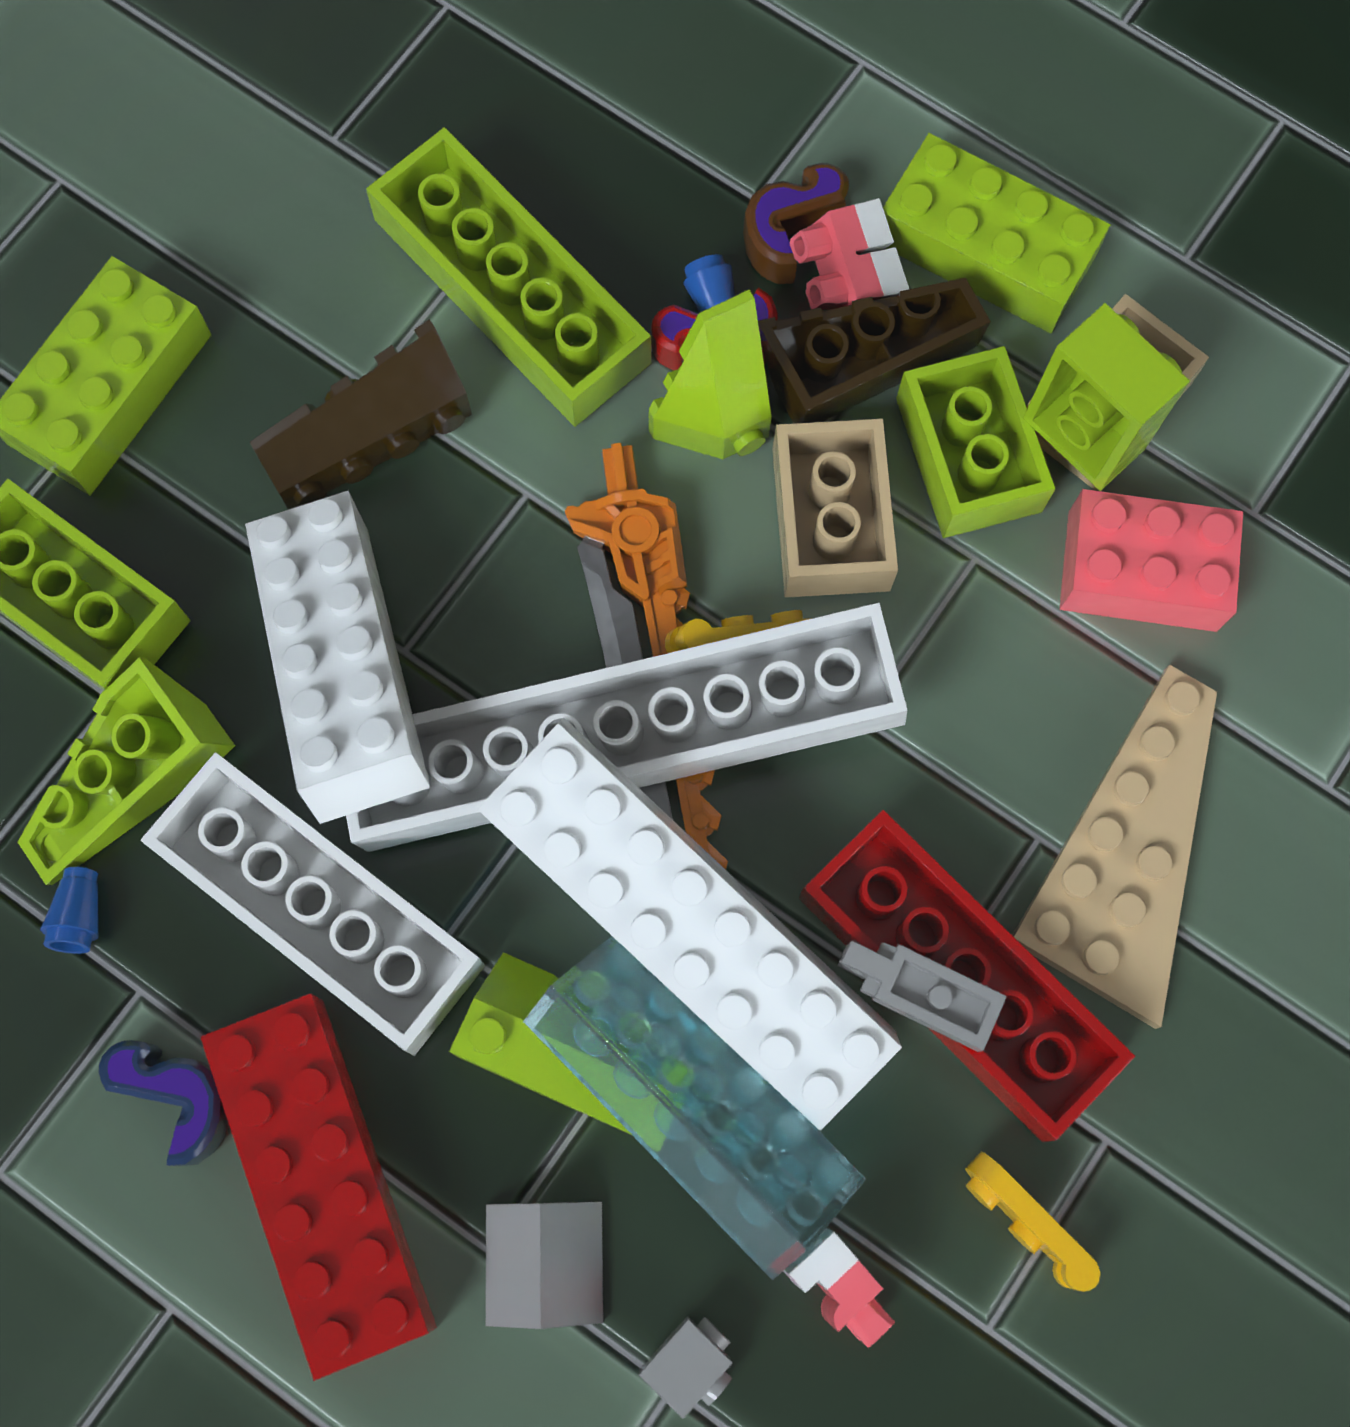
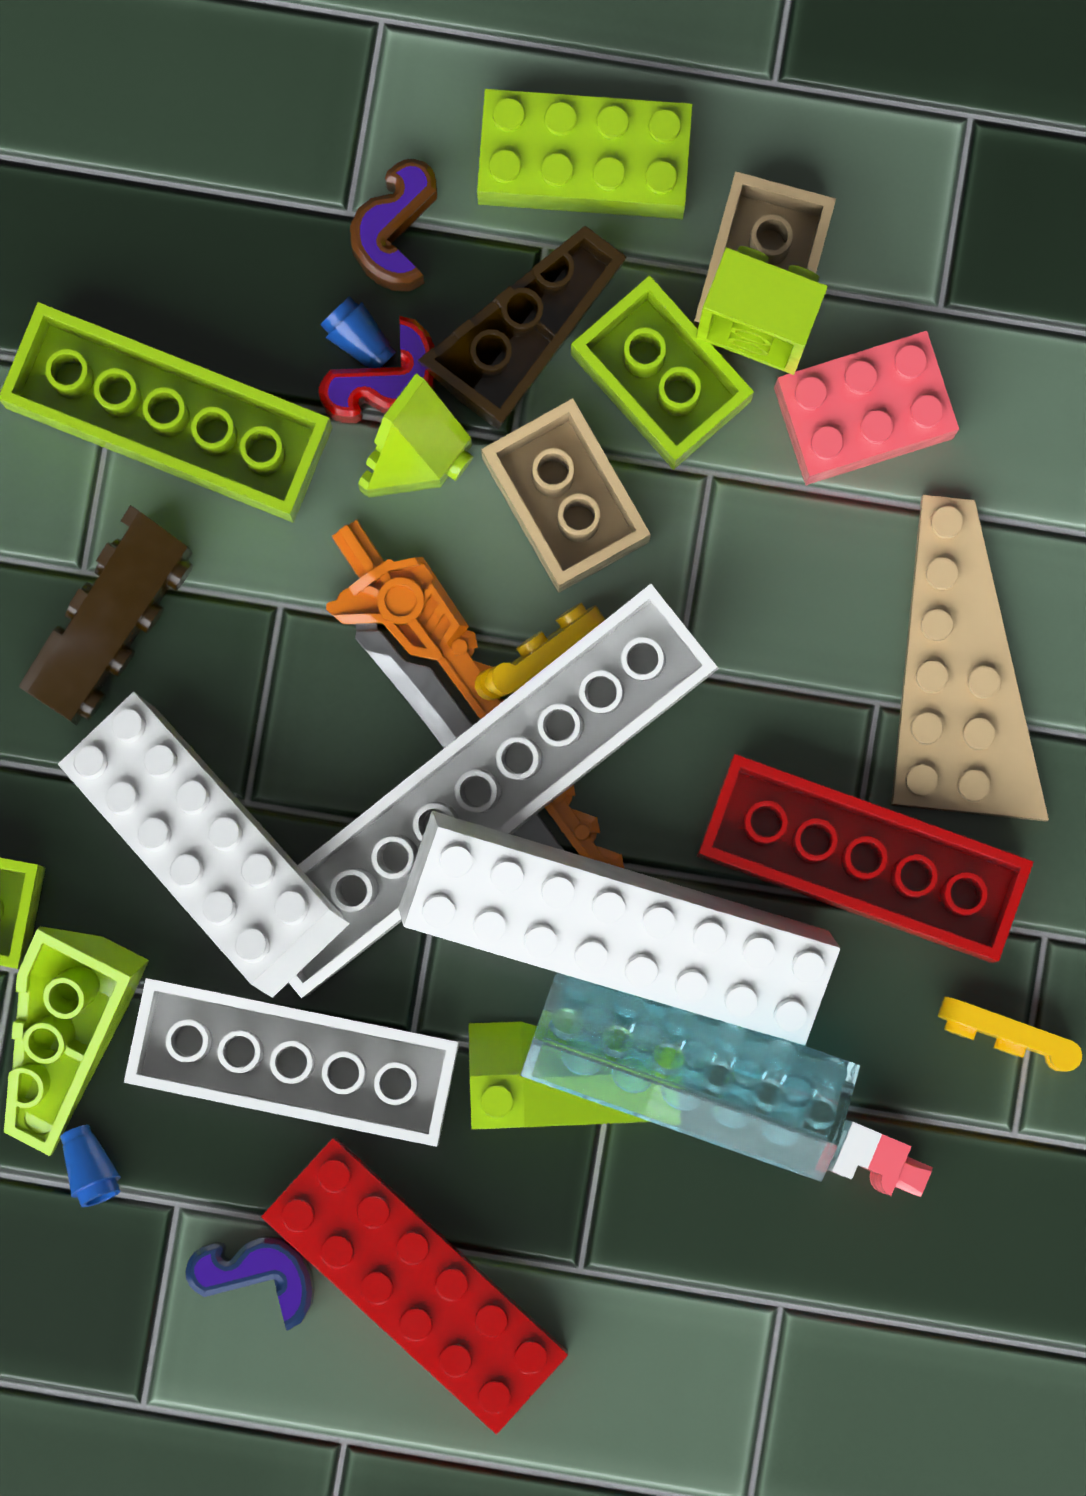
camera: 25 degrees left, 10 degrees up
(544, 1265) = (630, 1259): light grey slope -> none
(689, 1366) = (786, 1279): light grey brick -> none
(850, 256) = (476, 269): coral hips -> none
(926, 992) = (839, 894): light grey hinge -> none

